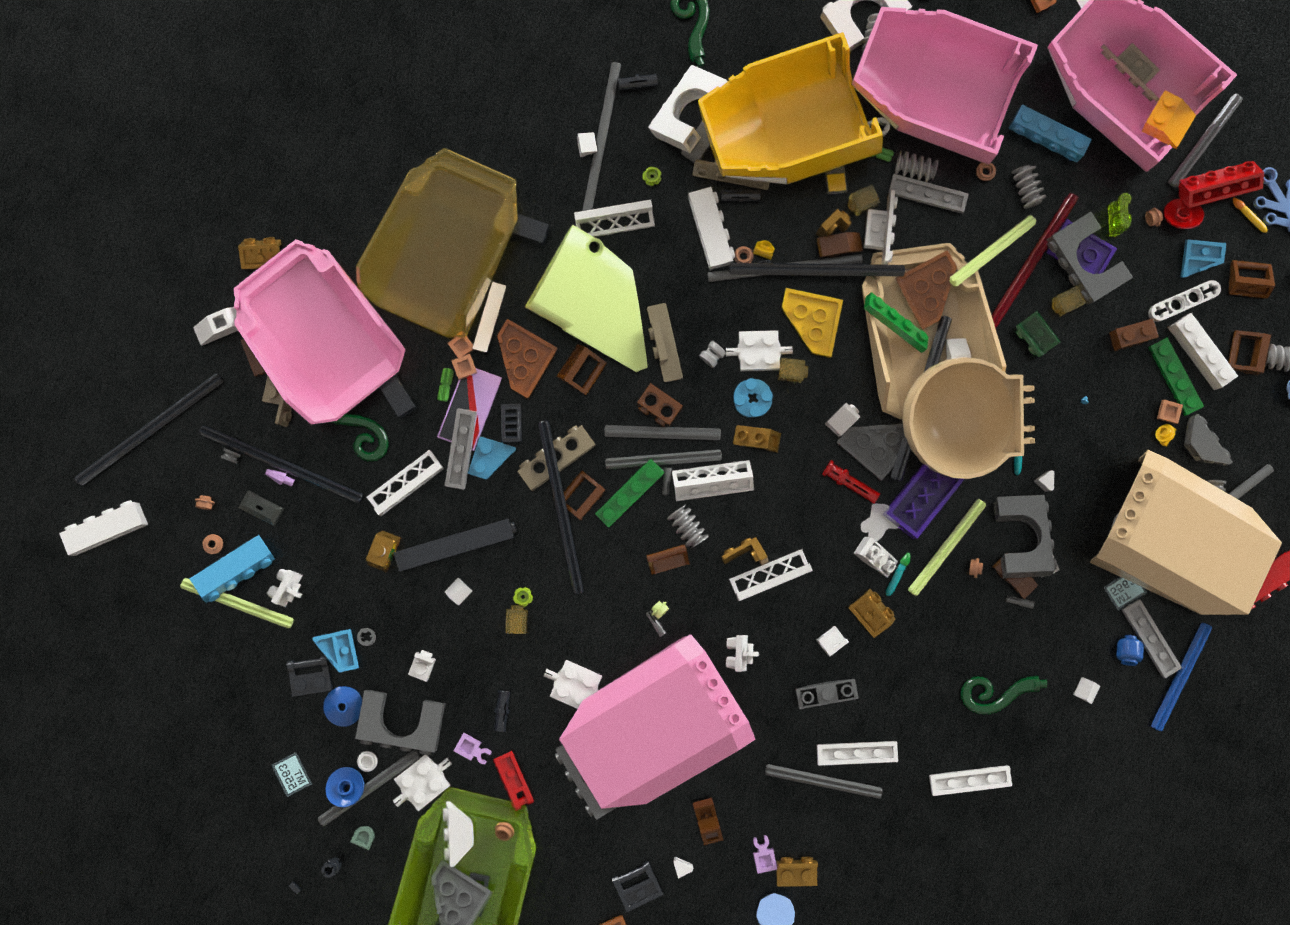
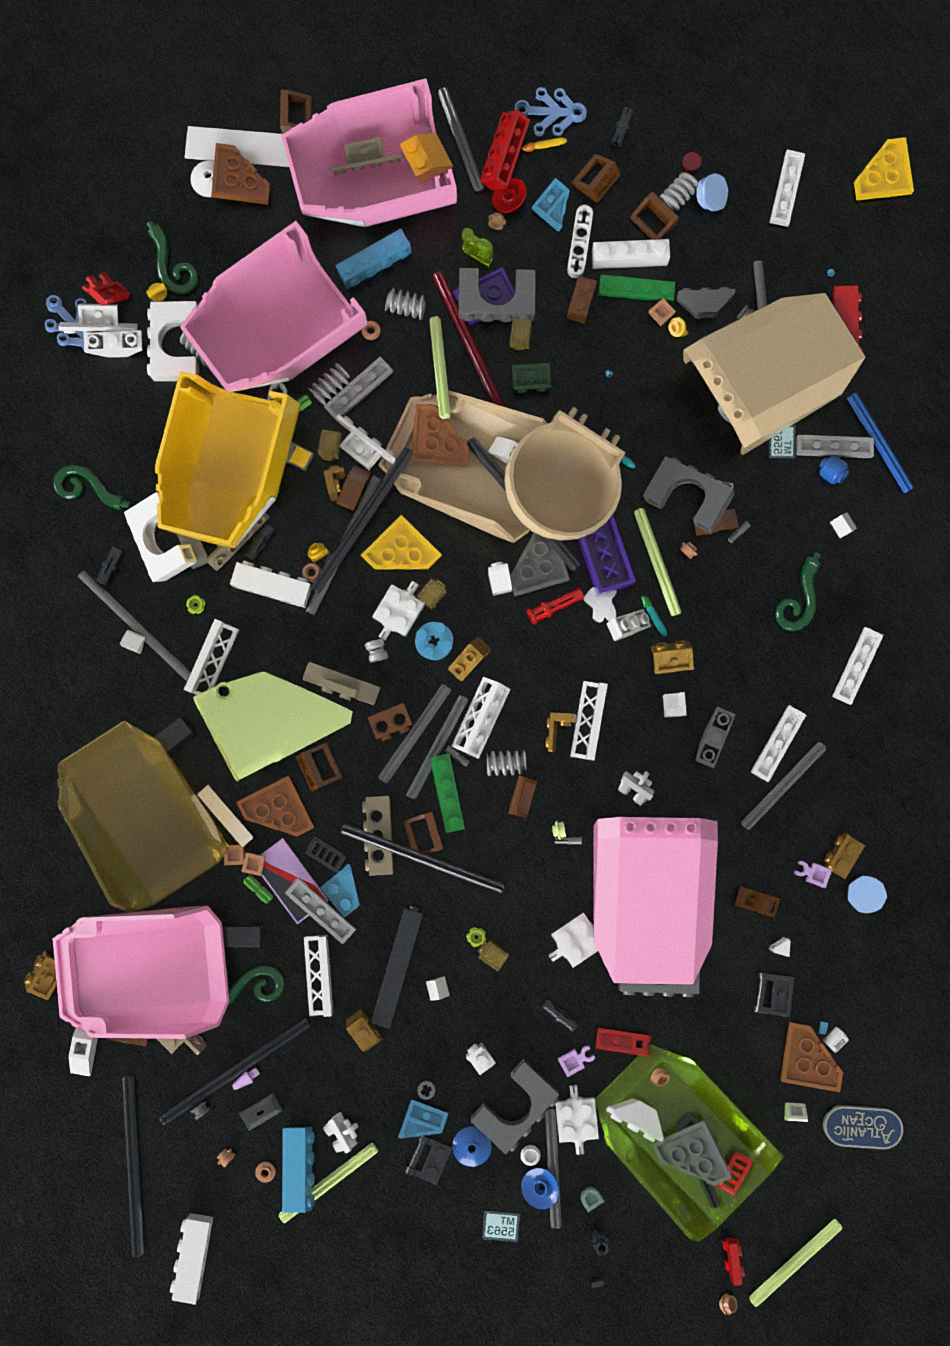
camera: 50 degrees left, 0 degrees up
(896, 322) = (448, 483): green plate -> none
(1046, 481) = (654, 447): white slope -> none

